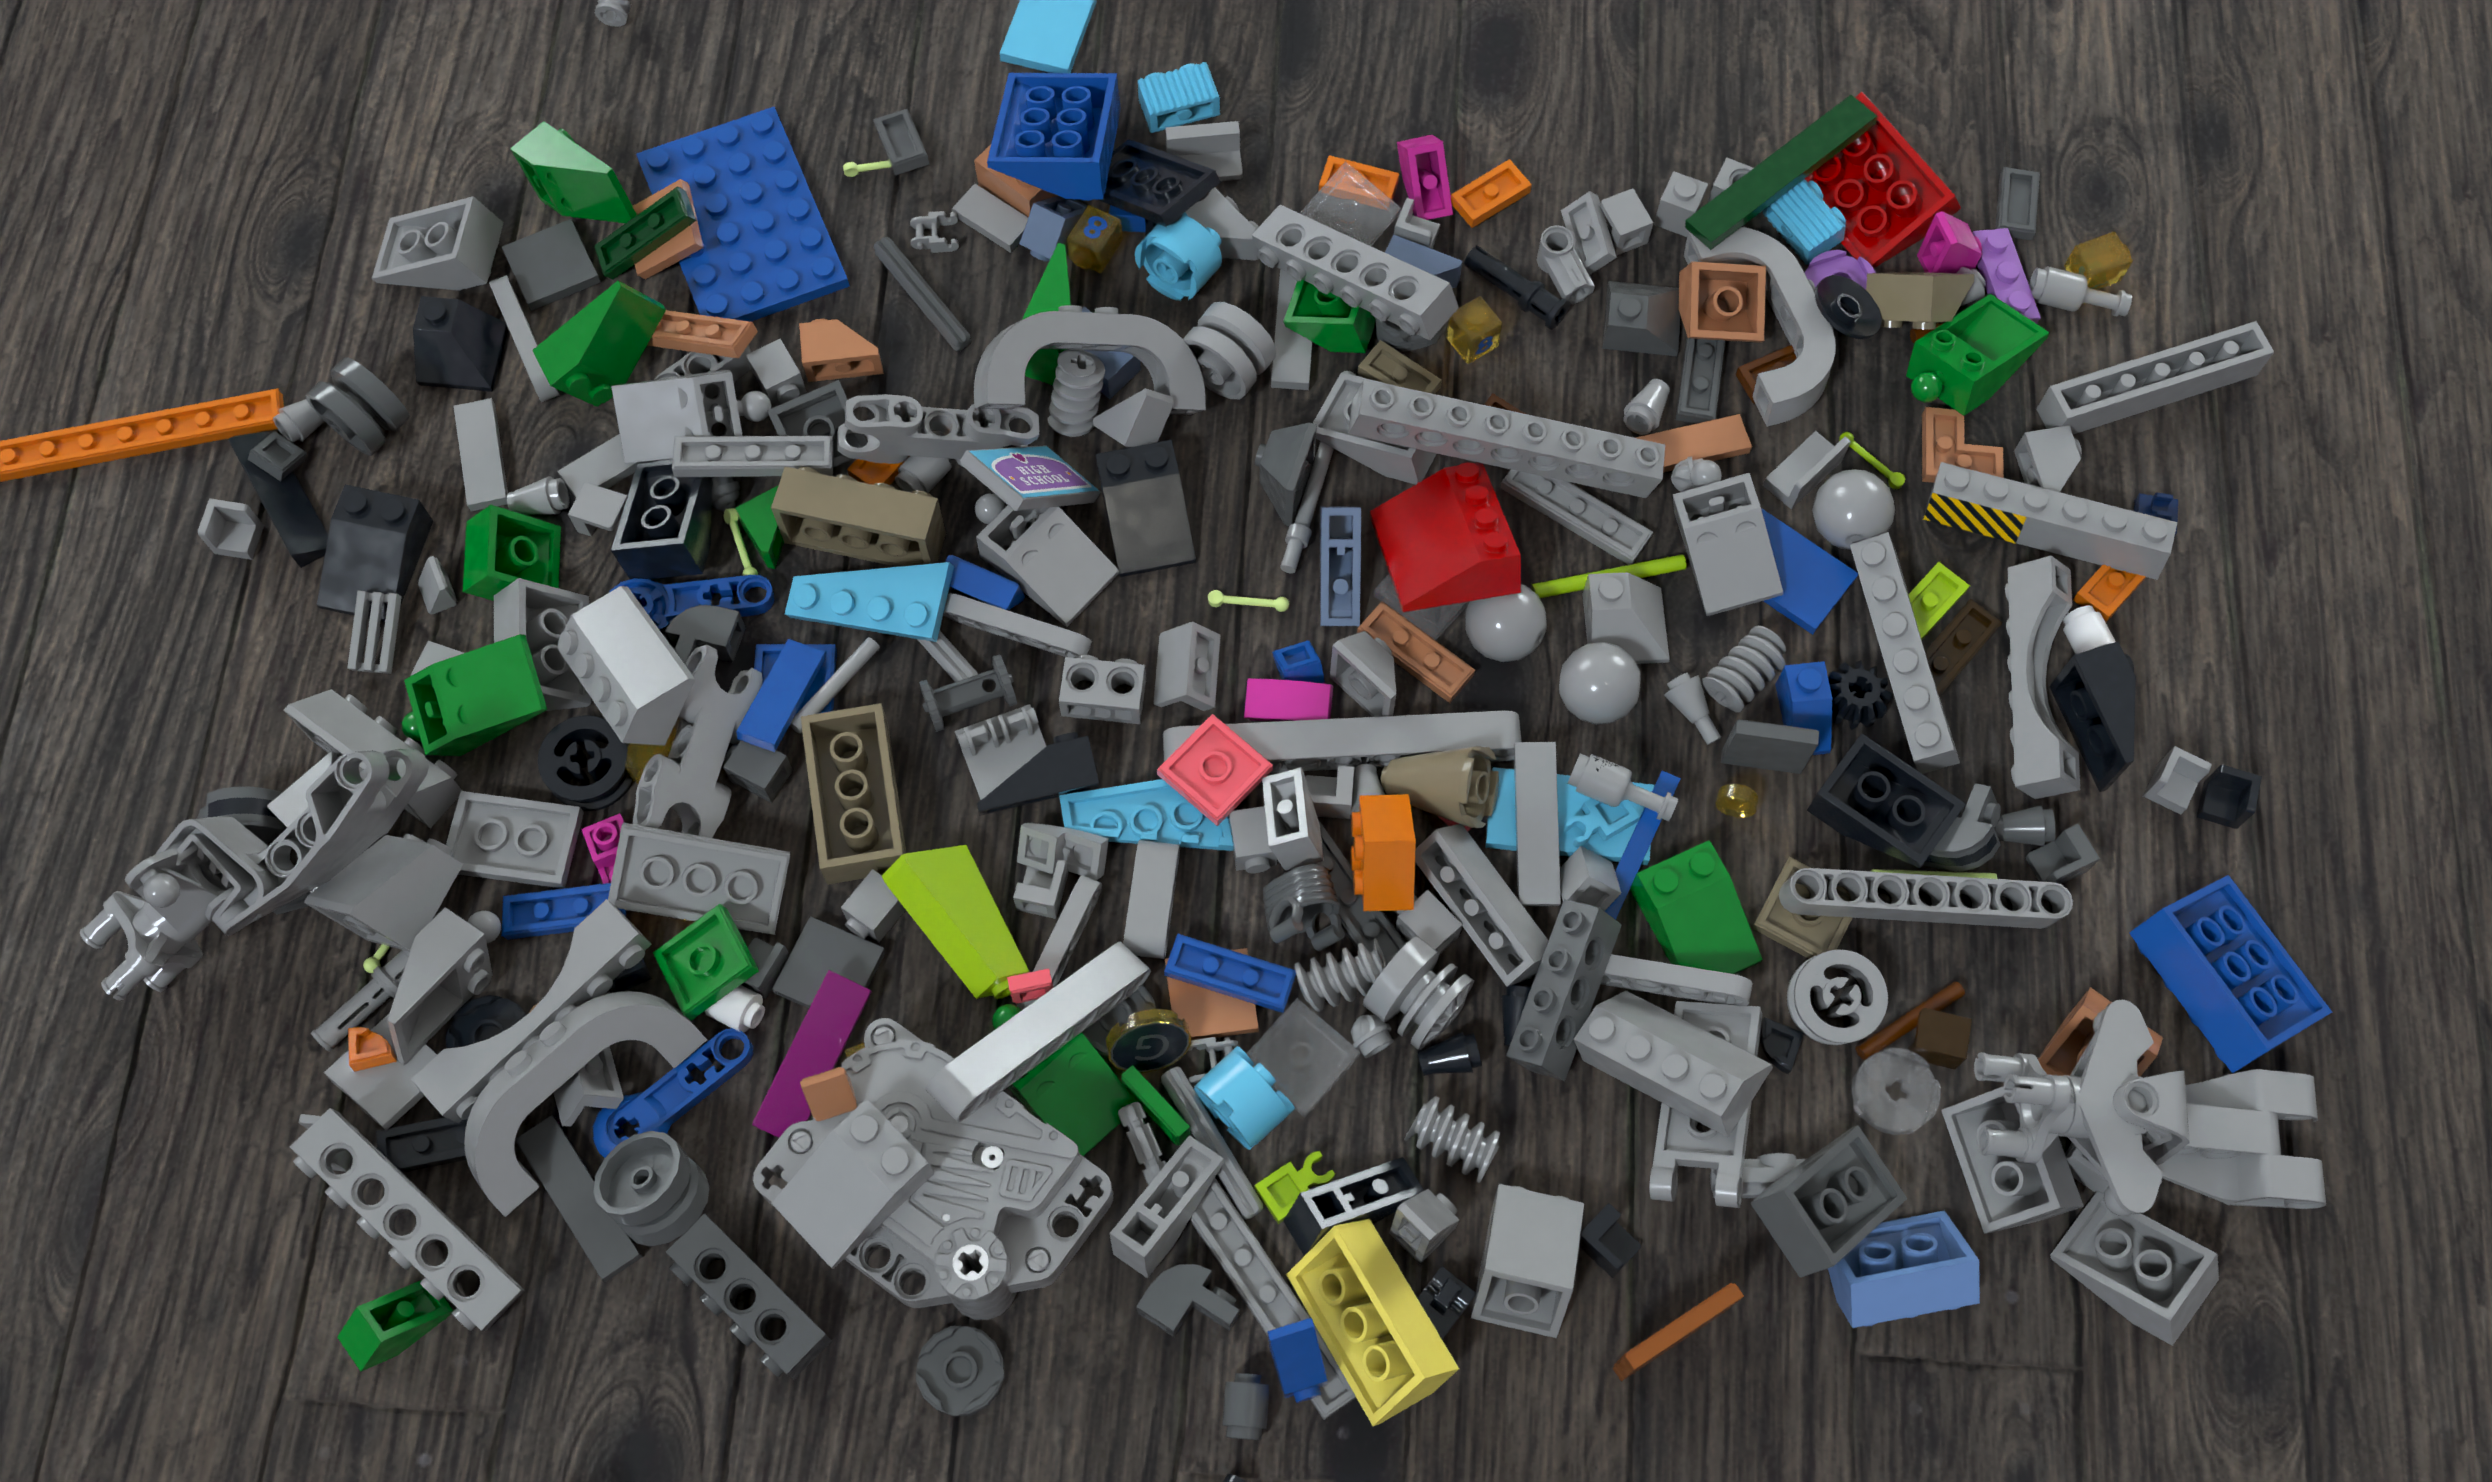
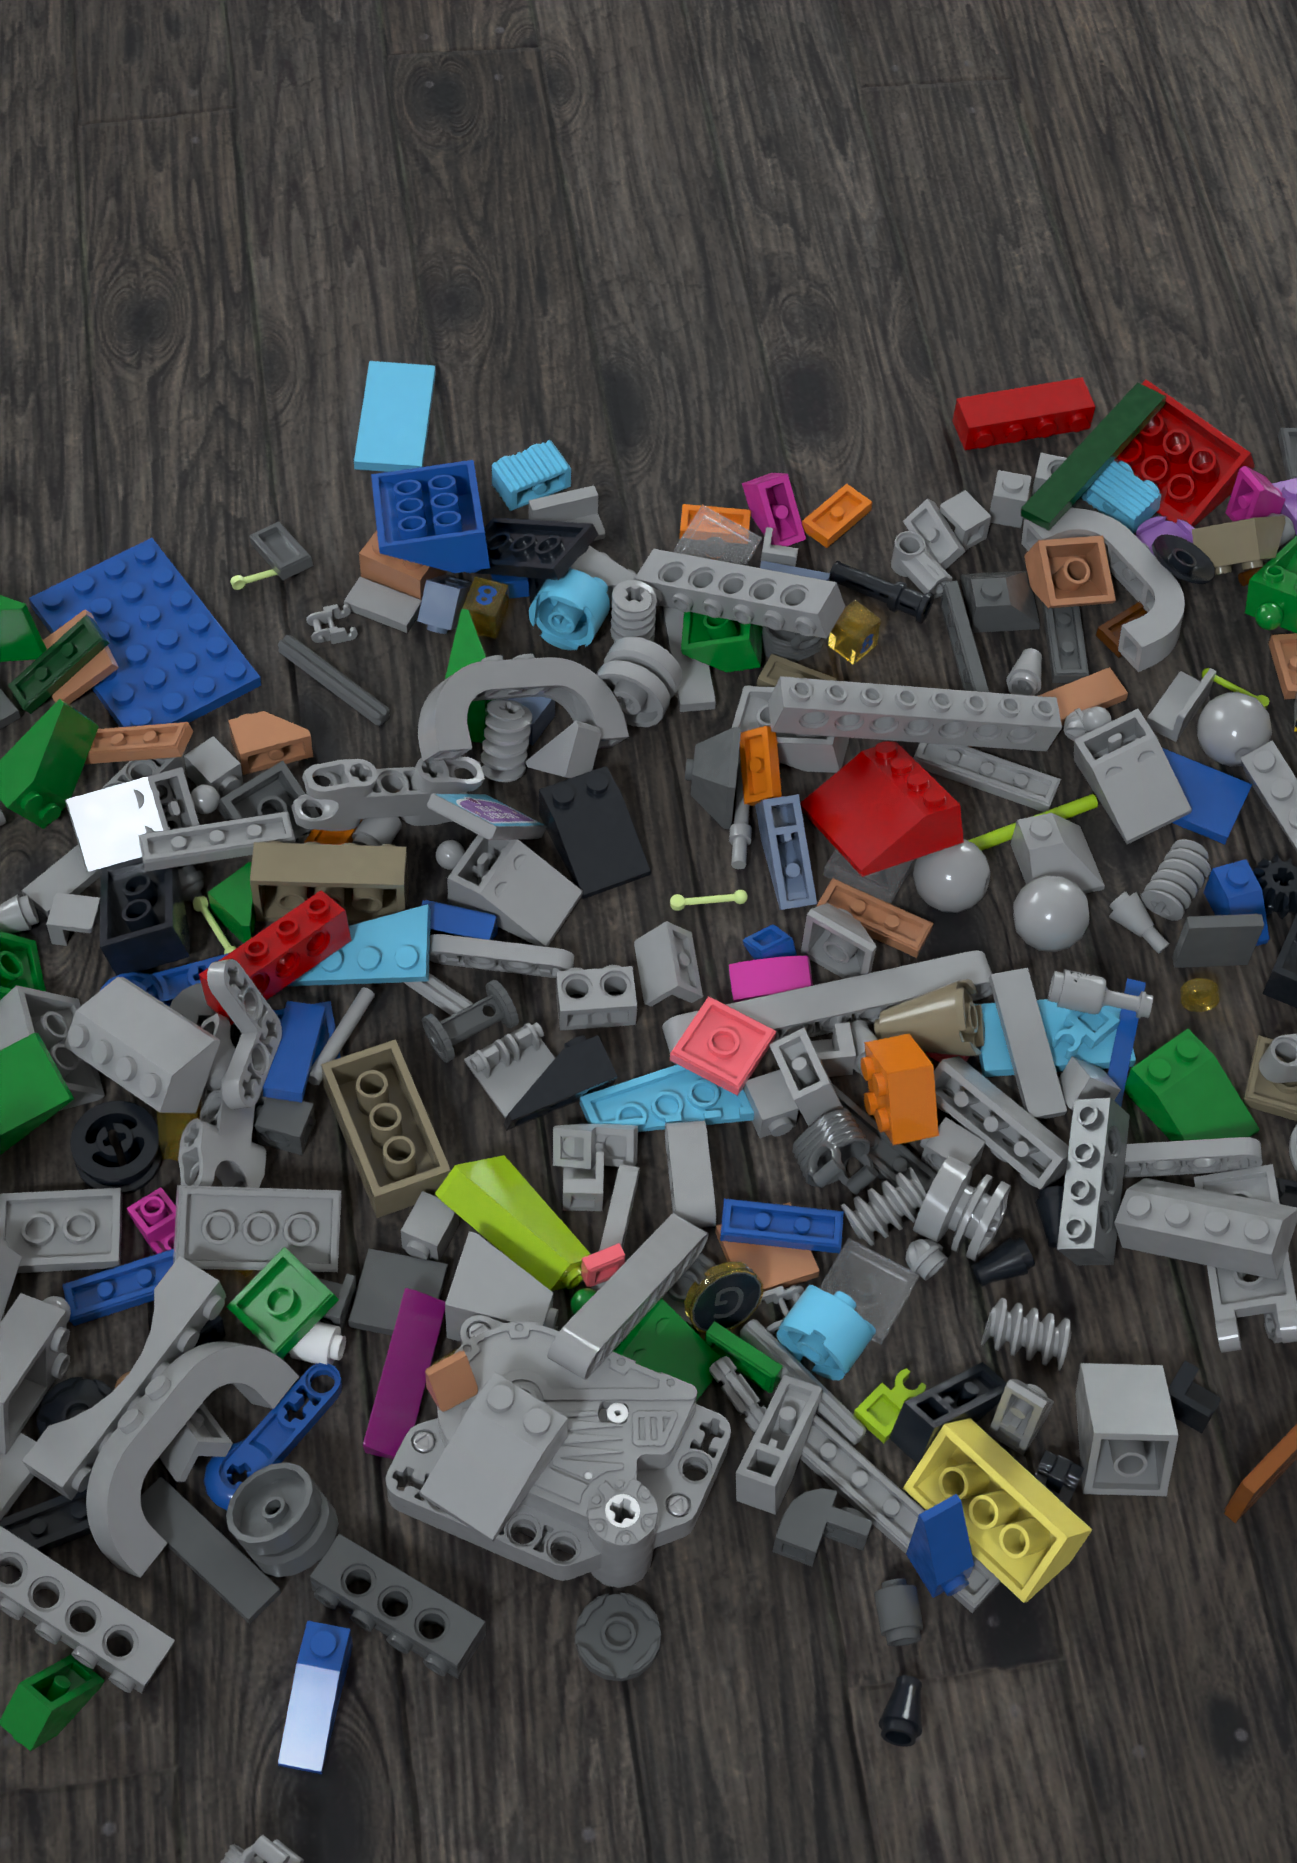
camera: 15 degrees left, 10 degrees down
(647, 1372) = (315, 1696): none -> slope
(745, 673) = (259, 1030): none -> light grey beam
(780, 593) = (288, 947): none -> red brick
(917, 997) = (496, 1288): none -> light grey slope
(1242, 274) = (633, 610): none -> light grey piece
(1332, 466) = (759, 765): none -> orange plate
(1587, 360) = (962, 639): none -> dark grey tile
(1723, 107) = (1023, 413): none -> red brick

